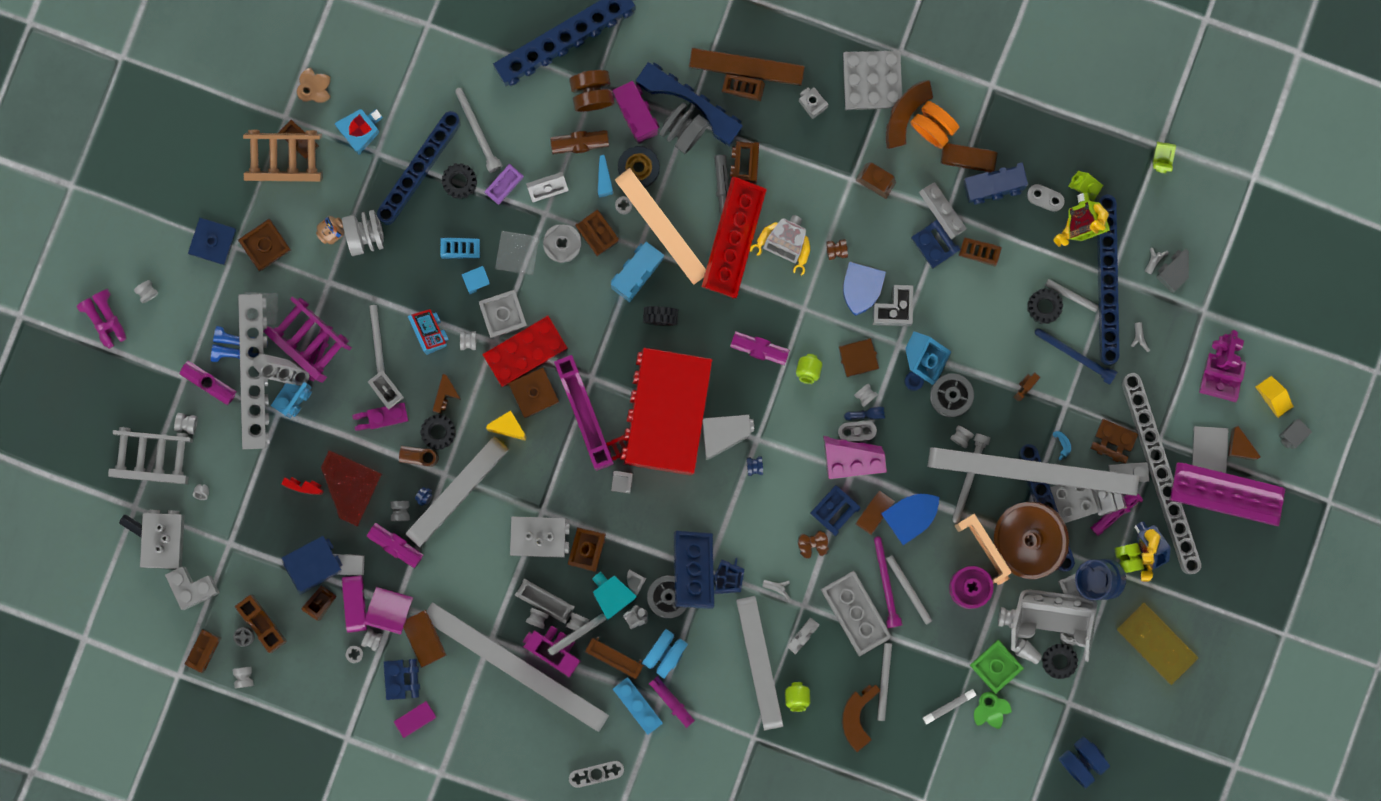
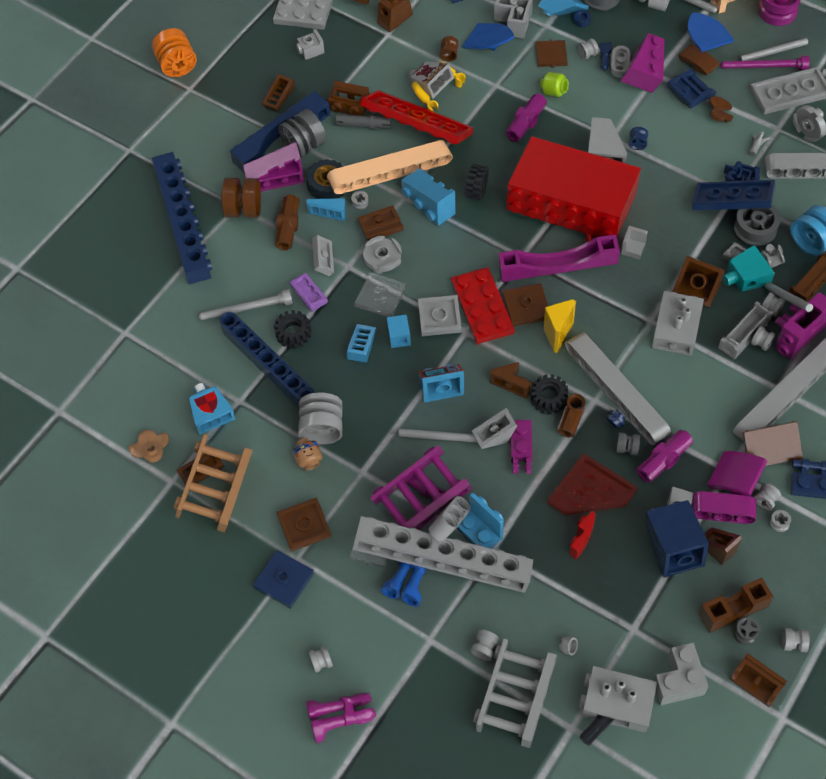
camera: 70 degrees left, 25 degrees down
(217, 389) = (433, 621): magenta piece -> none
(468, 340) = (459, 349): light grey wheel -> none
(746, 66) = (253, 99): reddish brown tile -> none

